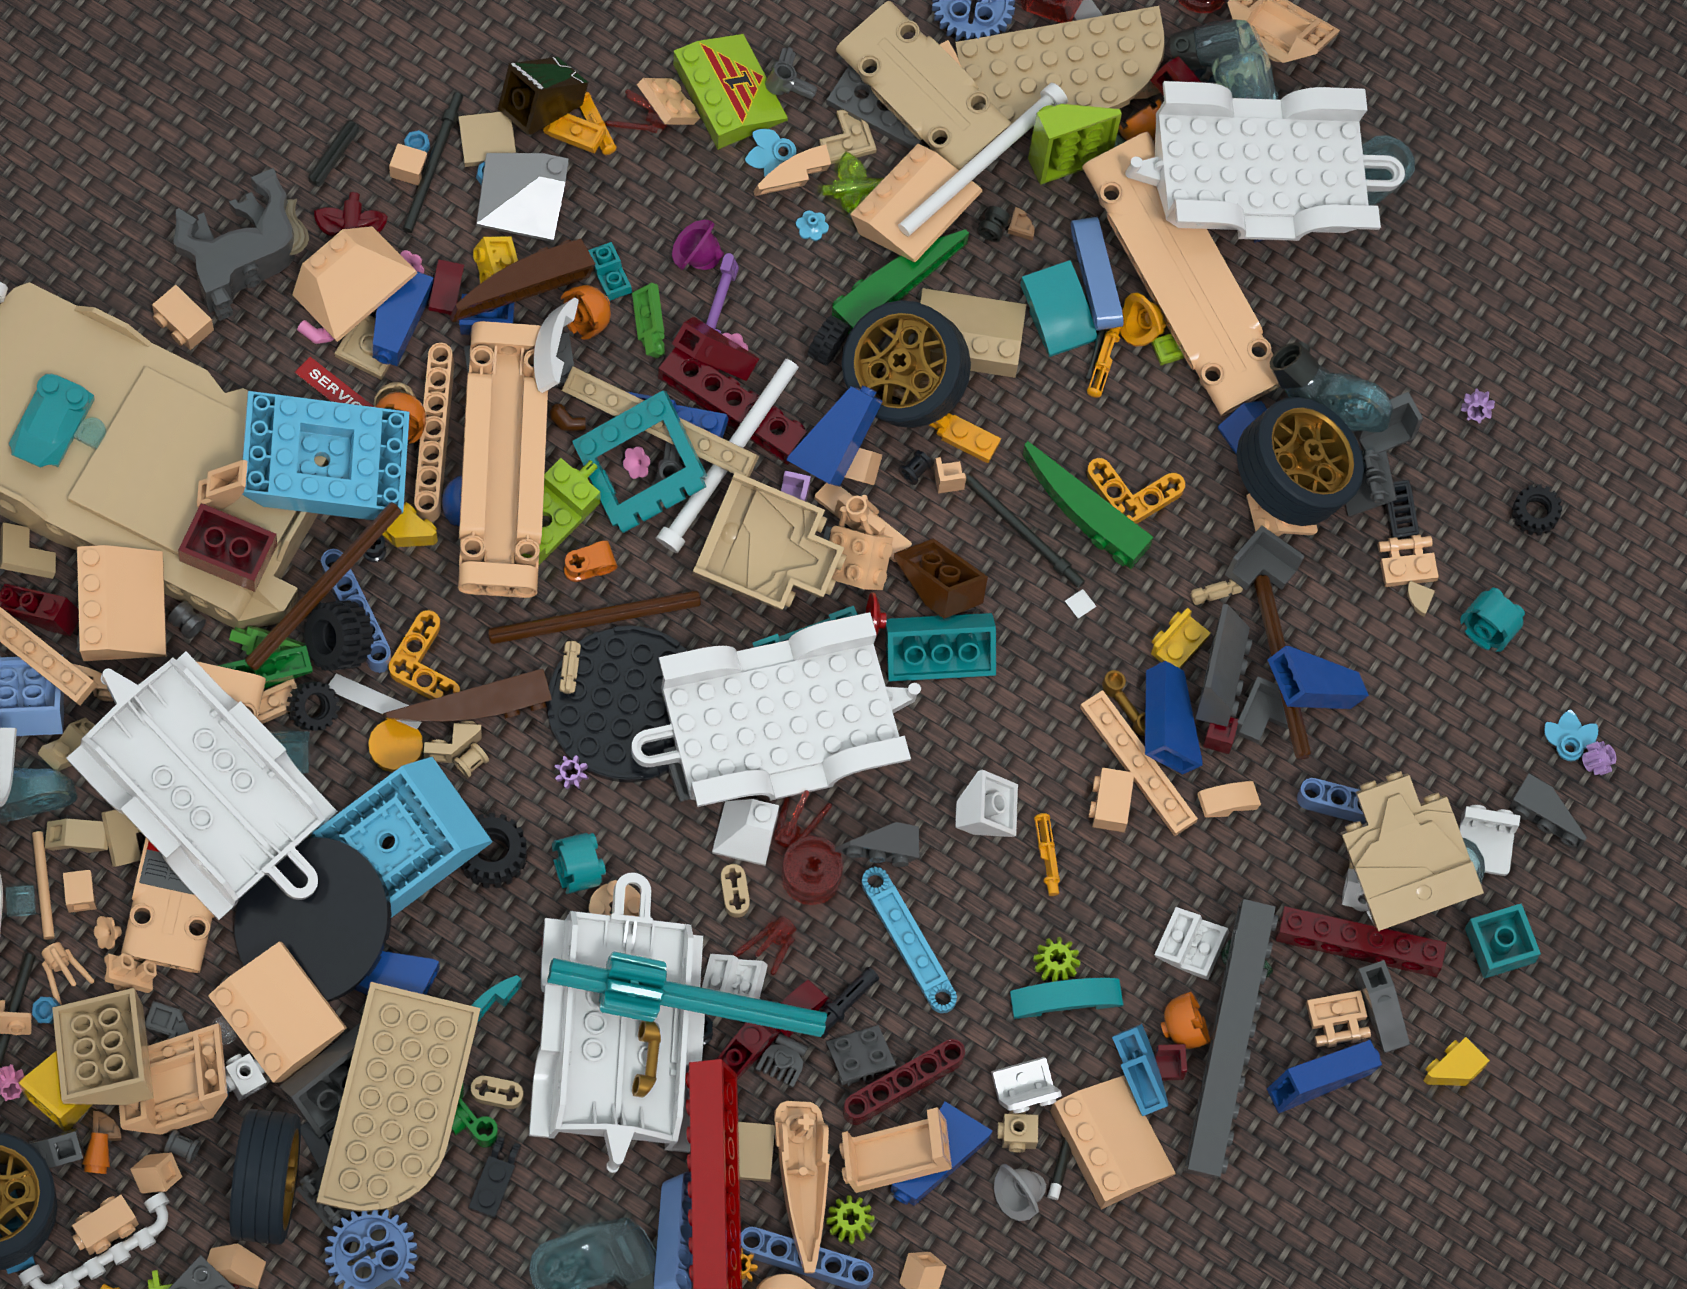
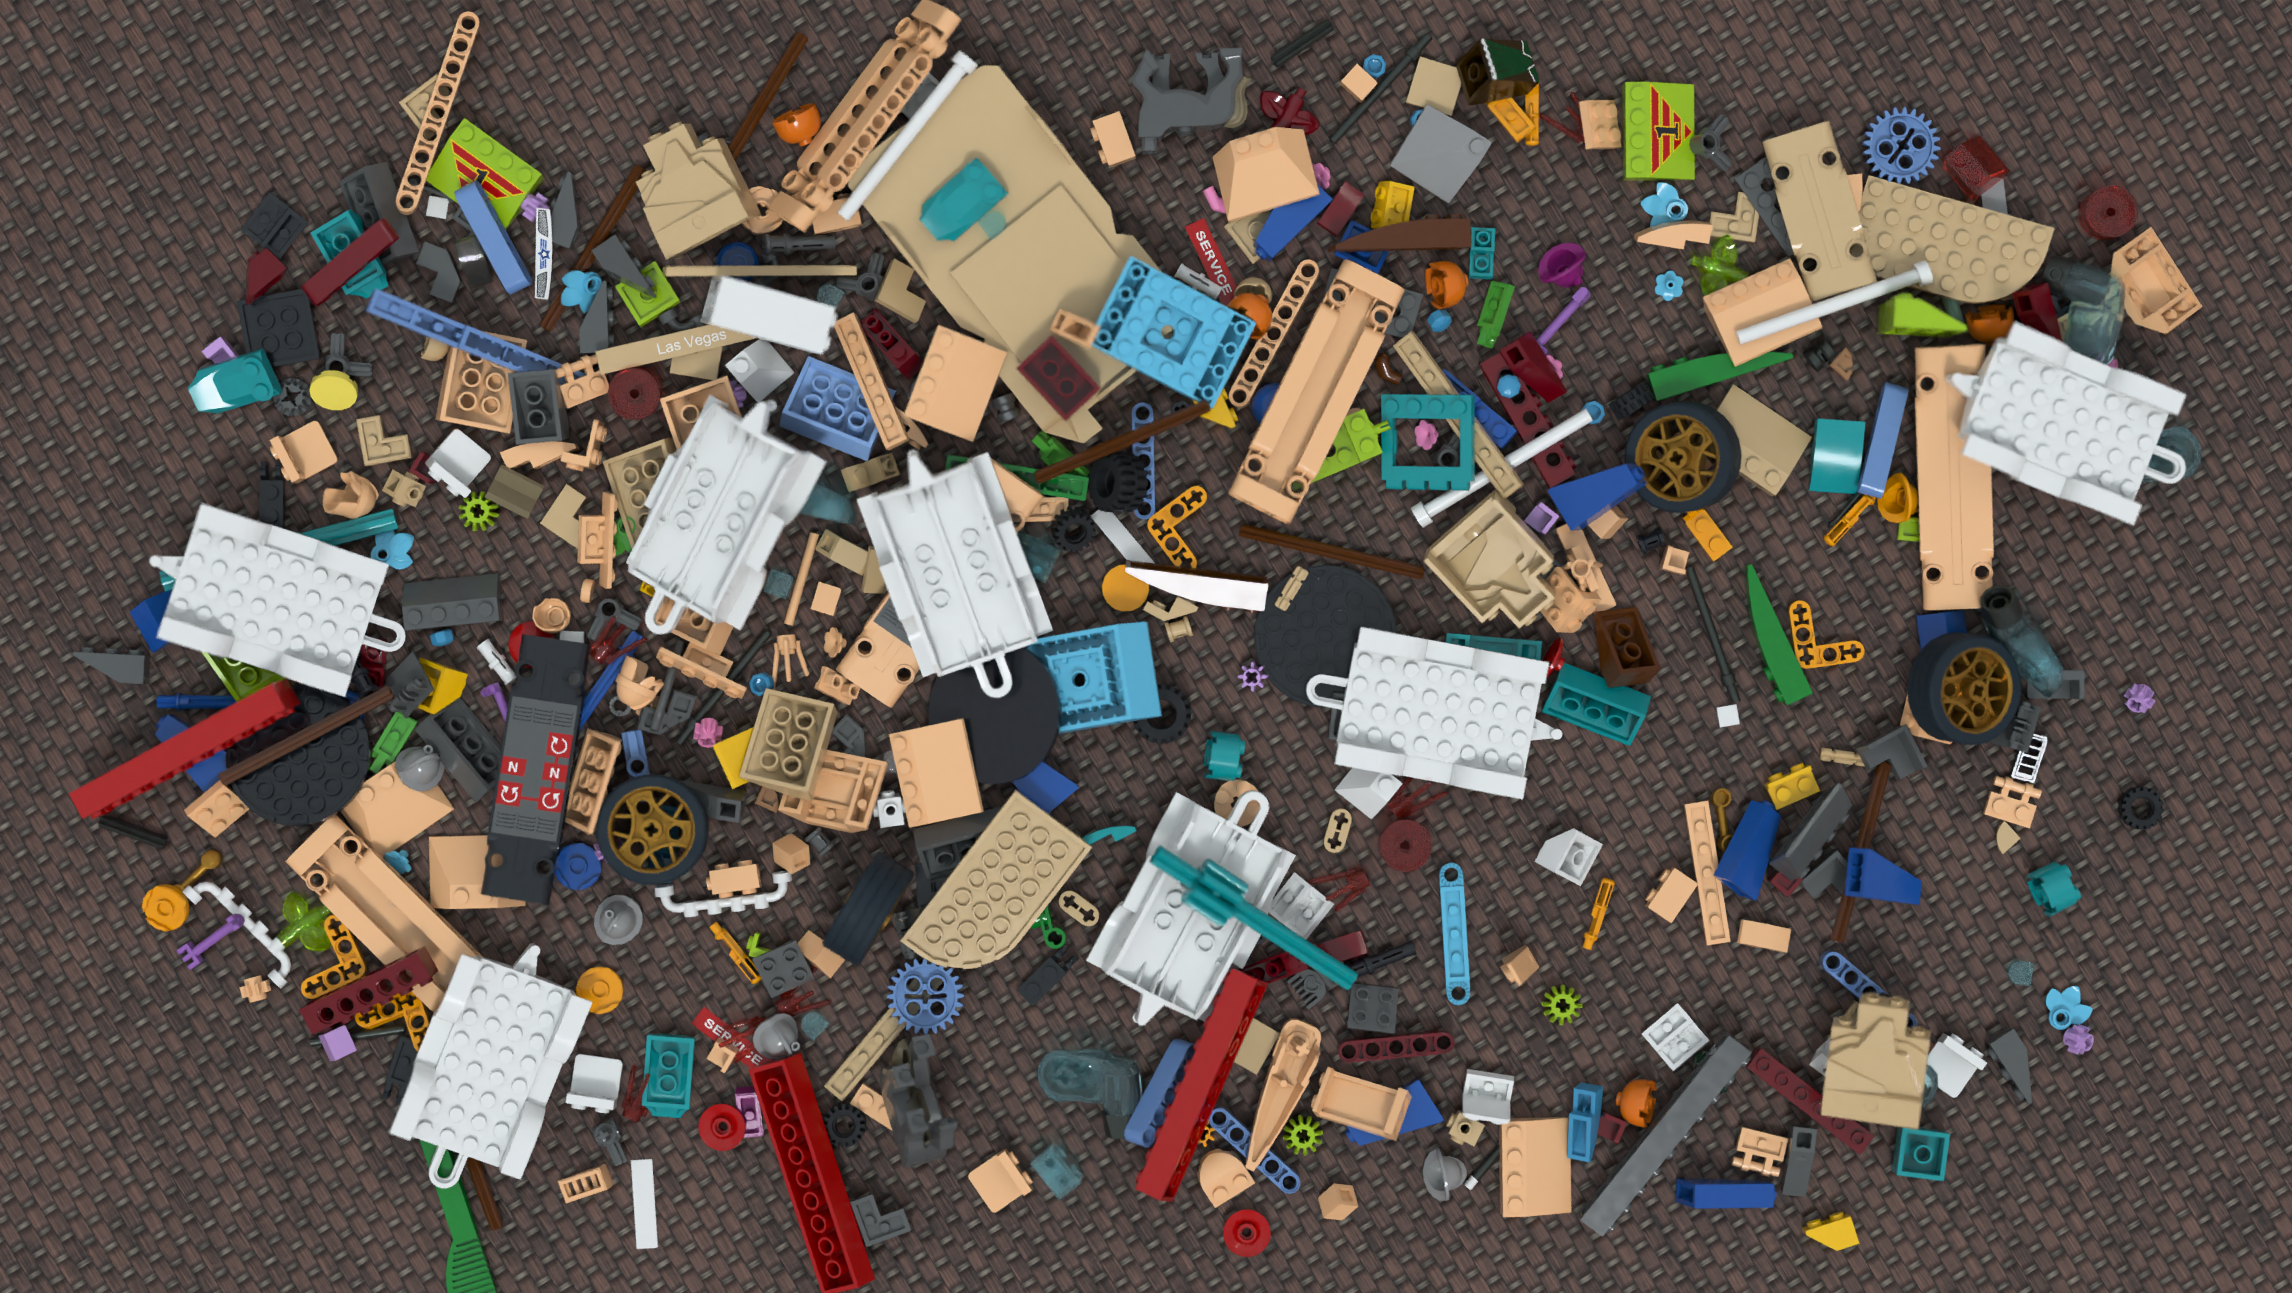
camera: 30 degrees right, 20 degrees up
(97, 1154) = (752, 819): orange cone -> none
(546, 364) = (1398, 306): white slope -> none
(593, 560) = (1353, 504): orange piece -> none
(597, 349) = (1439, 320): none -> dark azure tile
(648, 1033) = (1189, 967): pearl gold bar -> none
(697, 375) = (1508, 386): none -> dark azure tile
(801, 374) = (1595, 410): none -> dark azure tile
(892, 843) = (1470, 849): dark grey slope -> none
(990, 937) = (1519, 965): none -> light nougat slope
(1066, 995) = (1555, 1035): teal slope -> none
(1506, 722) = (2020, 972): none -> clear light blue tile

